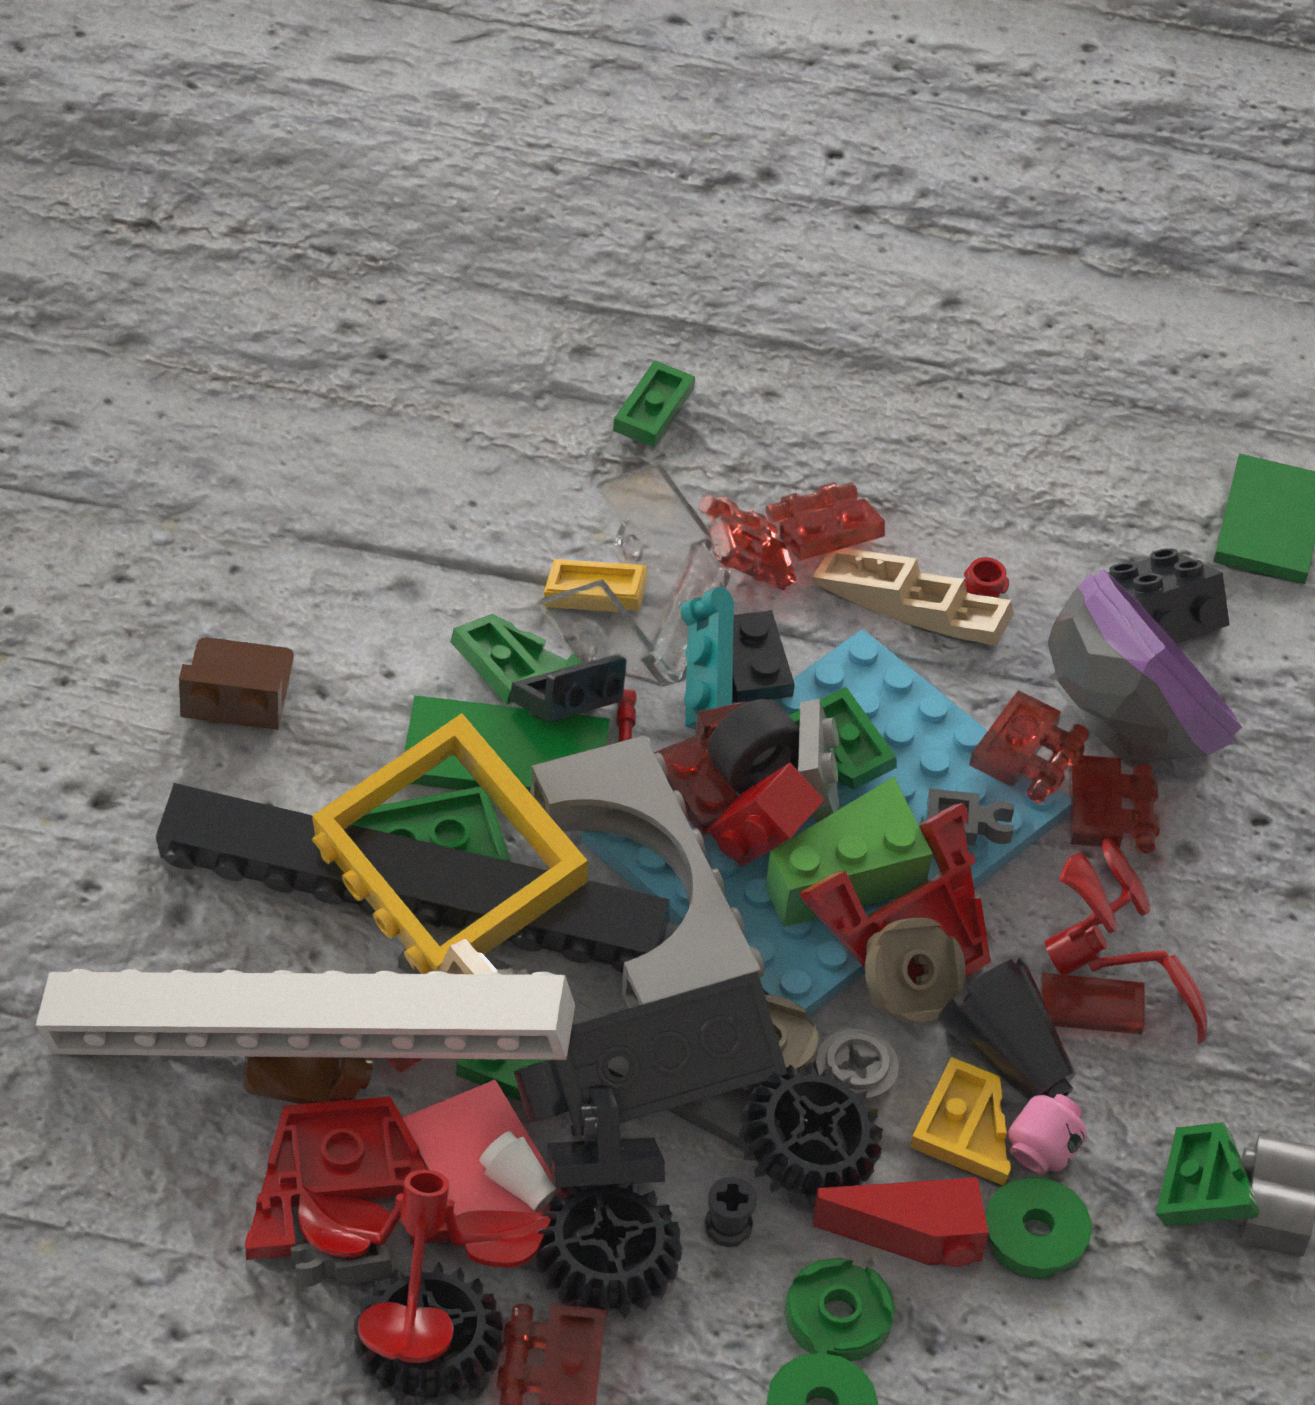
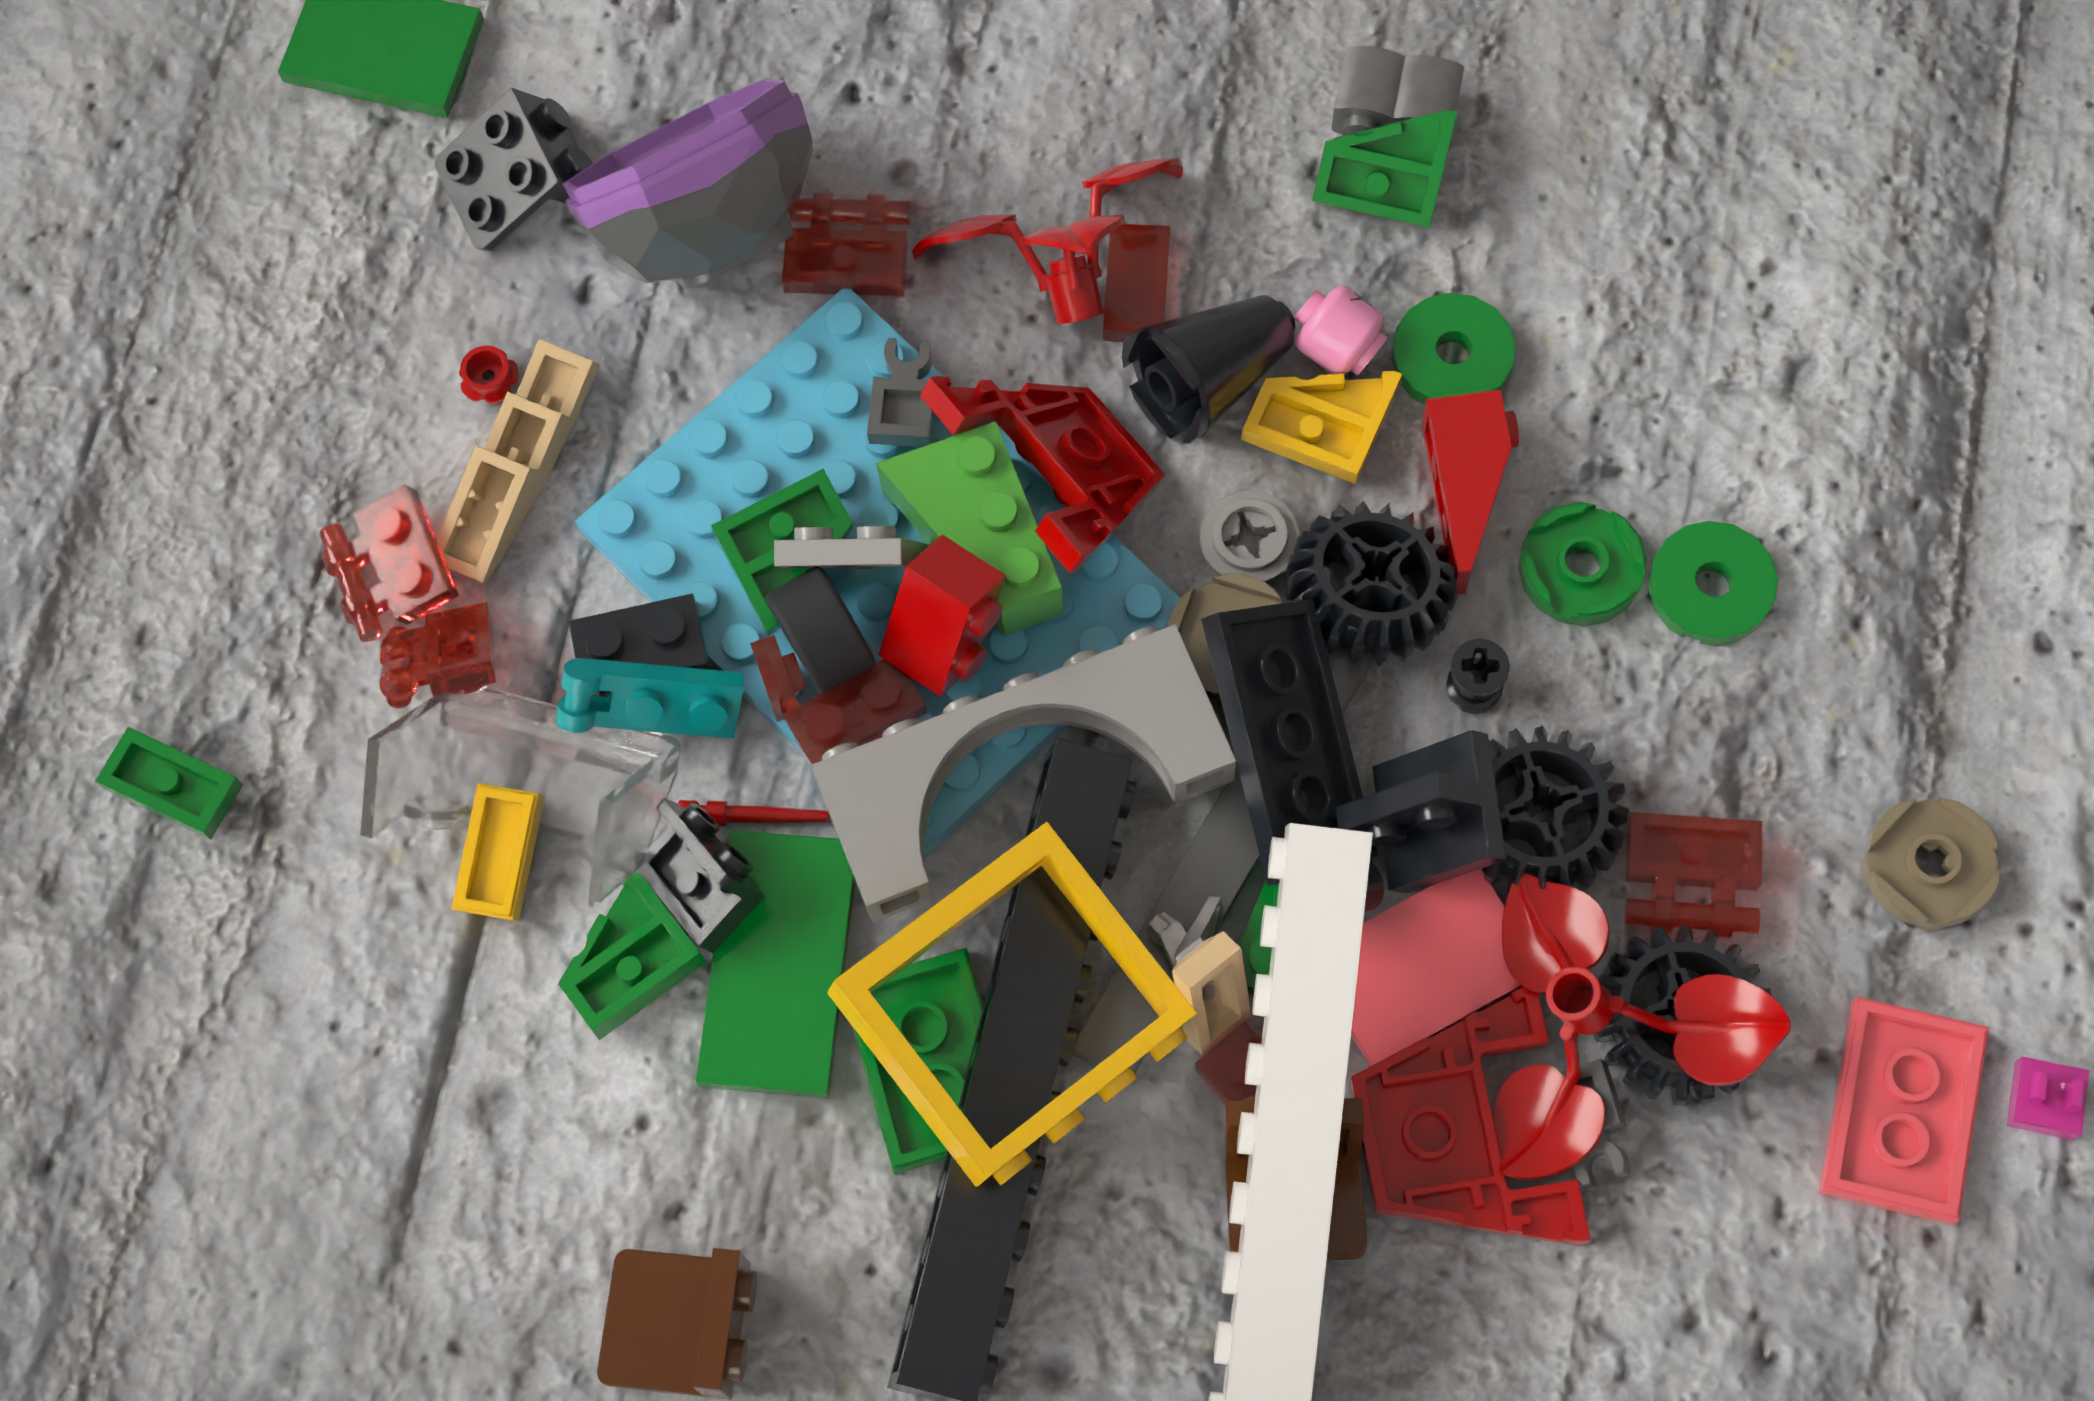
camera: 80 degrees left, 20 degrees up
(516, 1168) = (1455, 916): white cone -> none
(888, 977) = (1139, 460): dark tan plate -> none
(1017, 737) = (778, 336): clear red plate -> none

